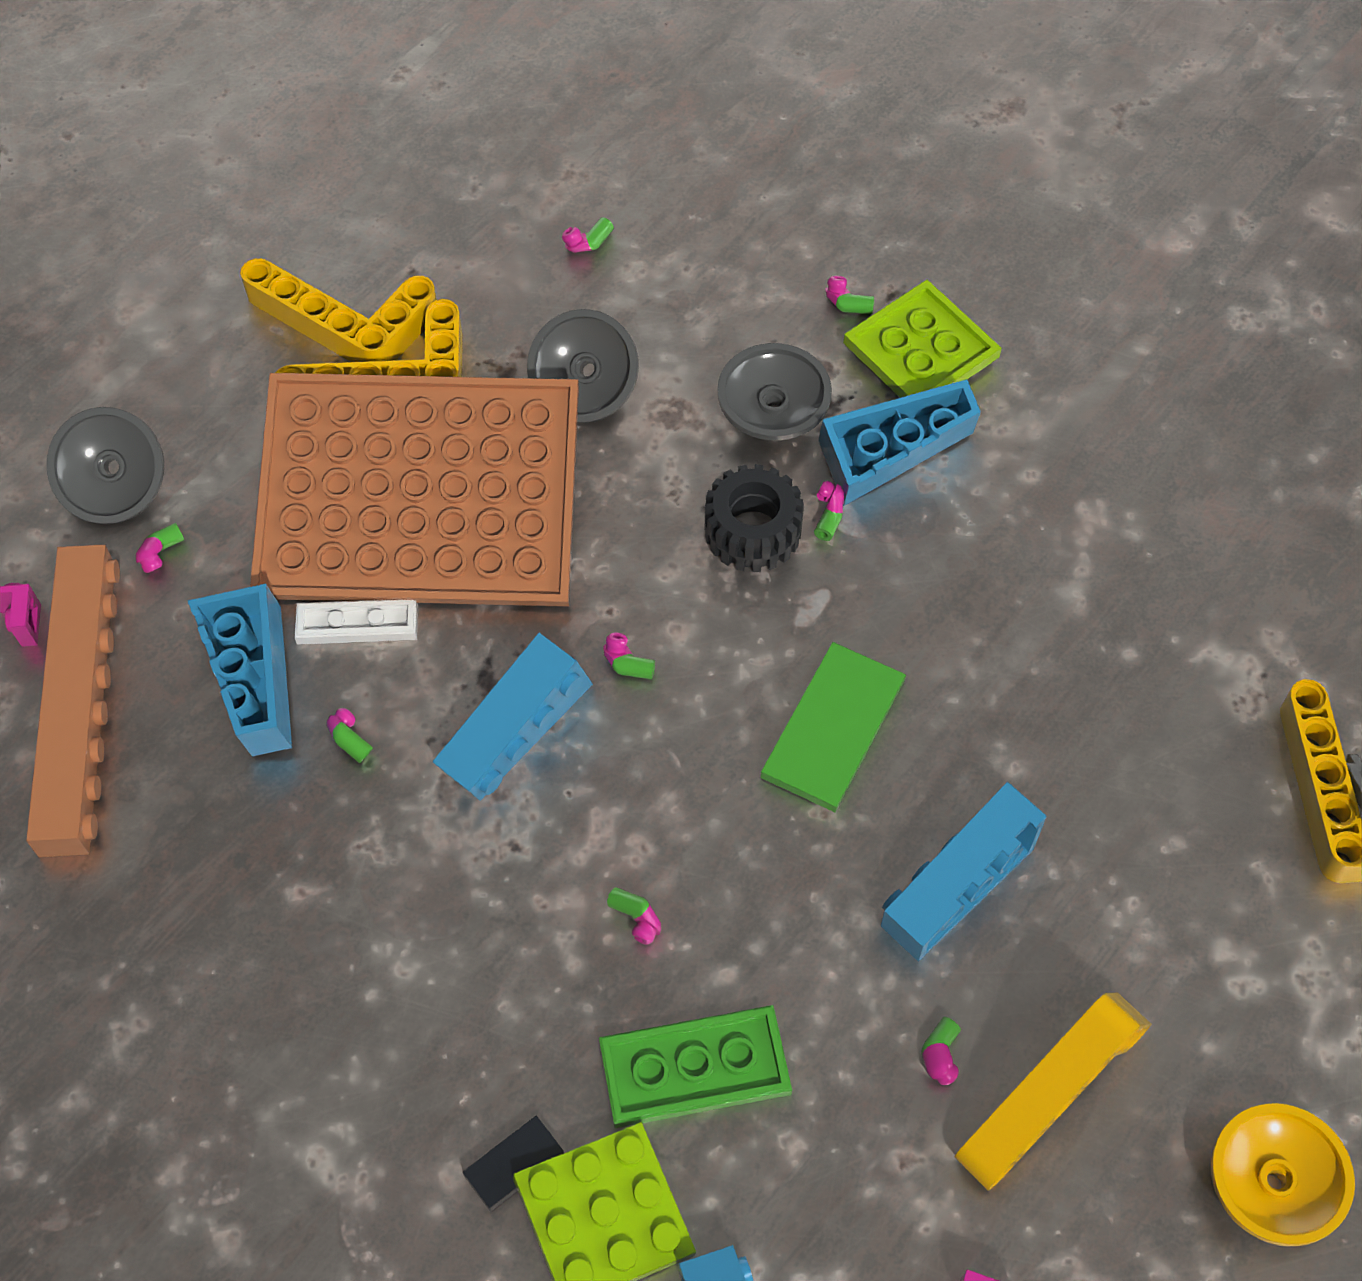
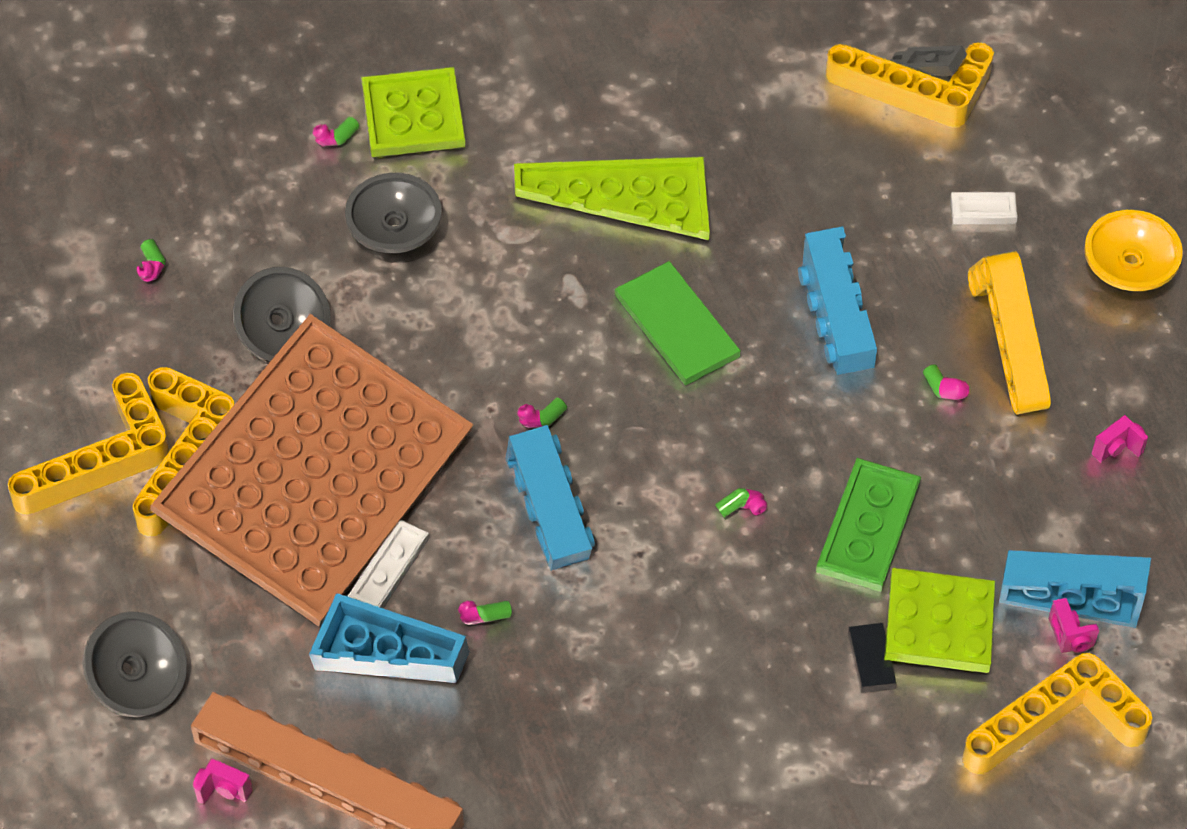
camera: 60 degrees left, 5 degrees down
(155, 543) = (224, 671): arm -> none
(757, 492) = (482, 260): black tyre -> none
(833, 511) = (502, 228): arm -> none
(894, 436) = (482, 172): dark azure wedge -> none
(977, 599) = (640, 191): none -> lime wing
(1227, 966) = (983, 208): none -> white tile

